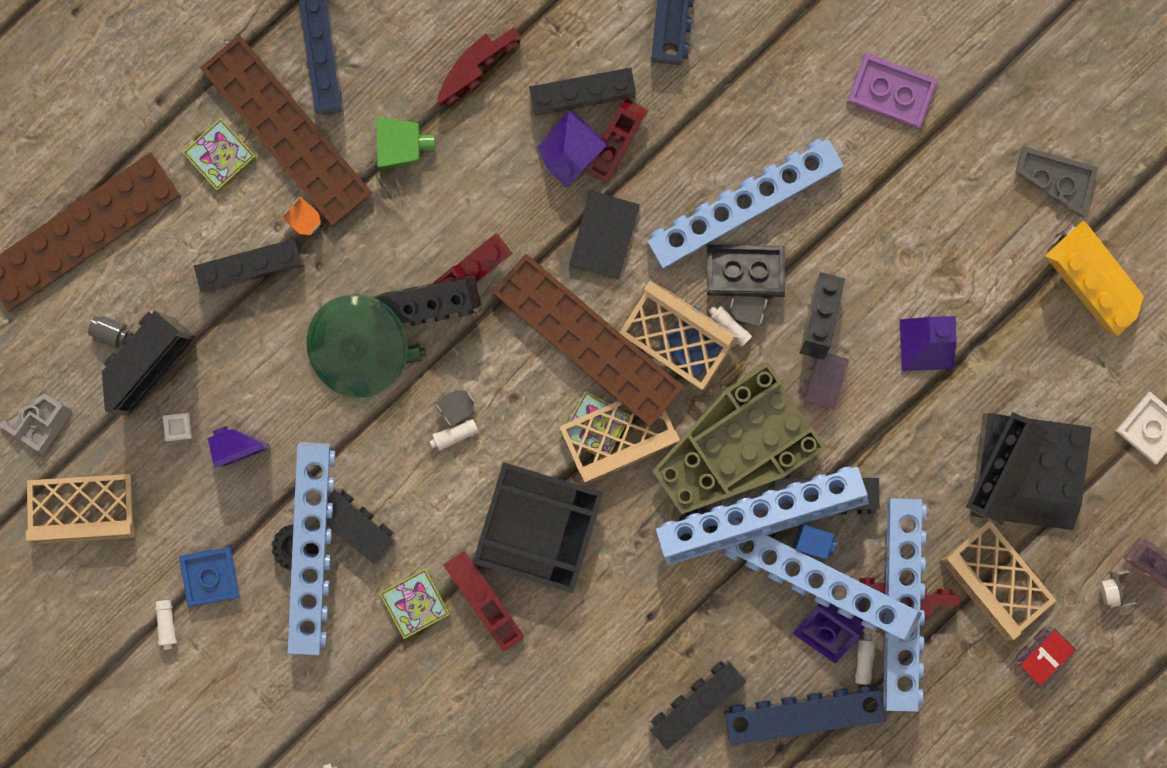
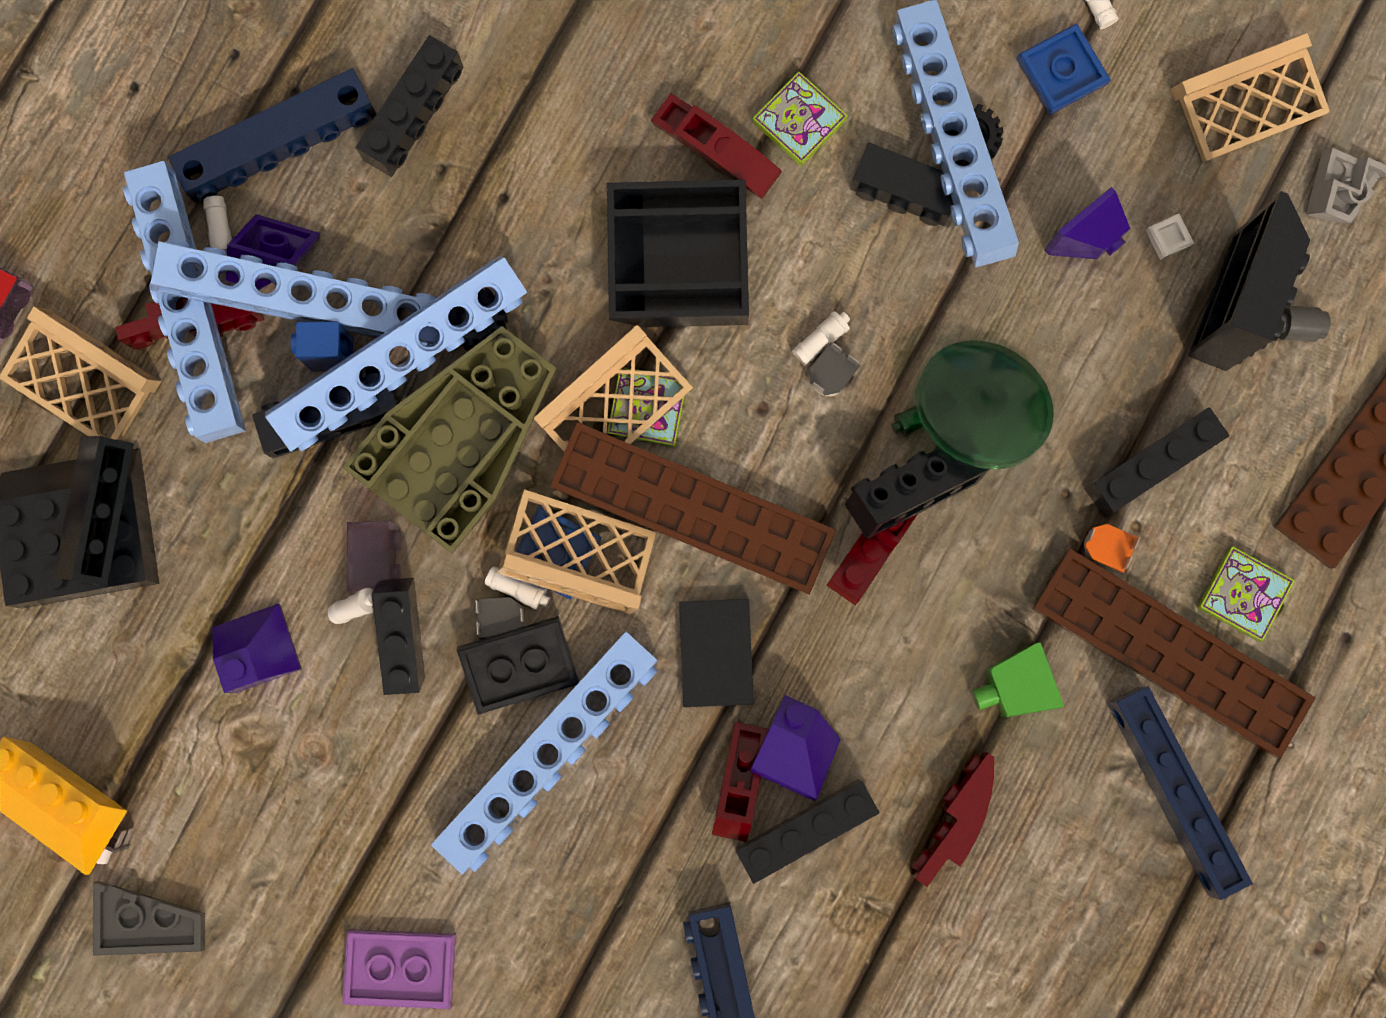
camera: 165 degrees right, 5 degrees down
(847, 348) = (351, 607): none -> white piece

